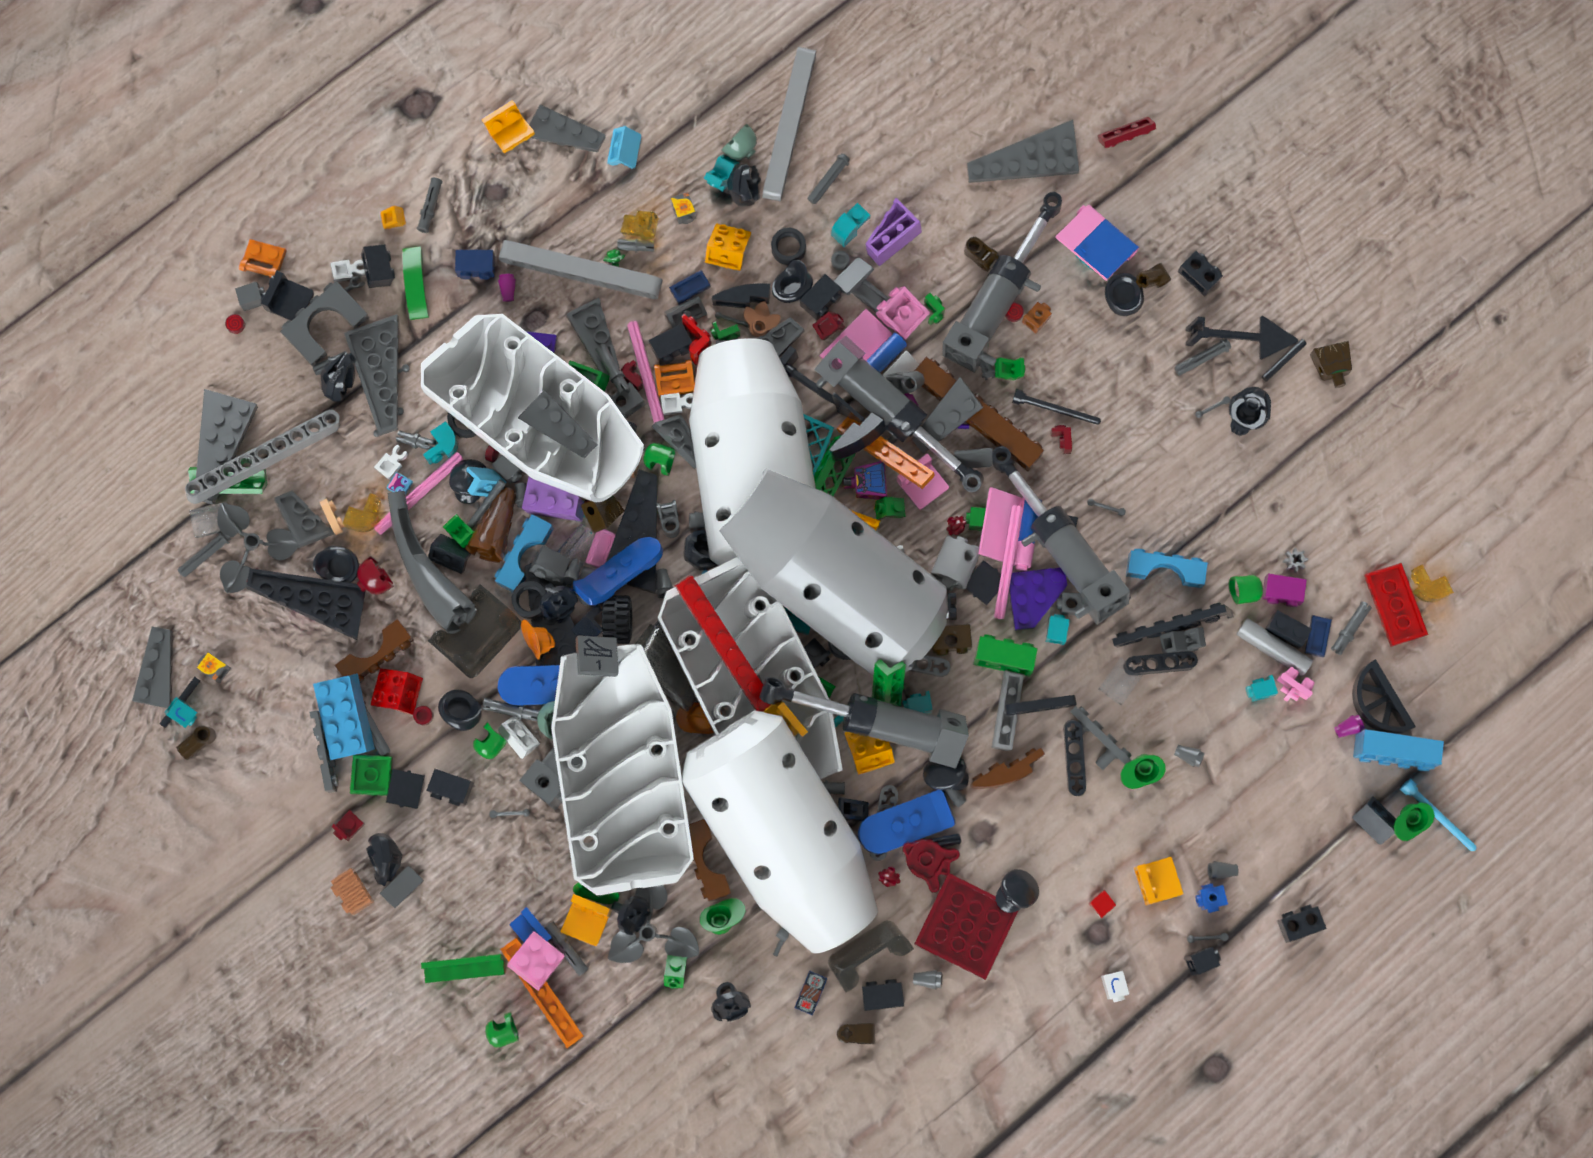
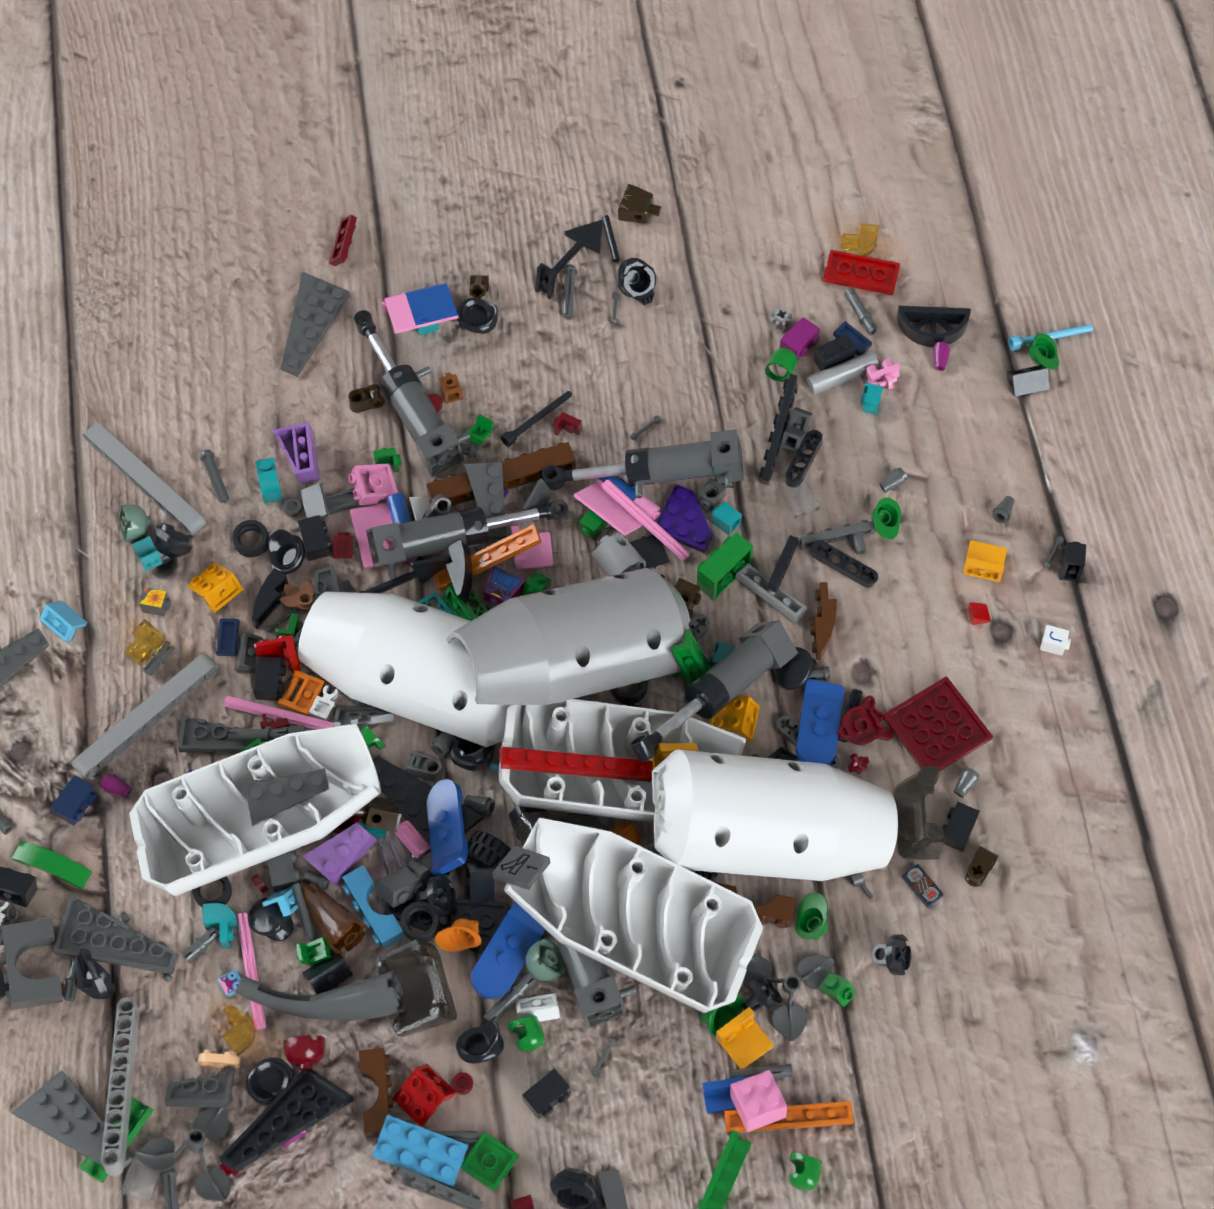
camera: 60 degrees left, 15 degrees down
(389, 464) = (206, 980): white plate -> none
(405, 789) = (522, 1137): black piece -> none
(614, 257) = (155, 681): green plant -> none
(956, 525) = (586, 544): dark red plant -> none
(1017, 891) = (931, 670): black piece -> none
(1191, 571) = (741, 396): dark azure arch -> none
(1196, 276) = (502, 253): black brick -> none
(1218, 898) = (1023, 527): blue brick -> none
(1302, 927) = (1084, 477): black brick -> none
(1398, 749) = (981, 330): dark azure brick -> none

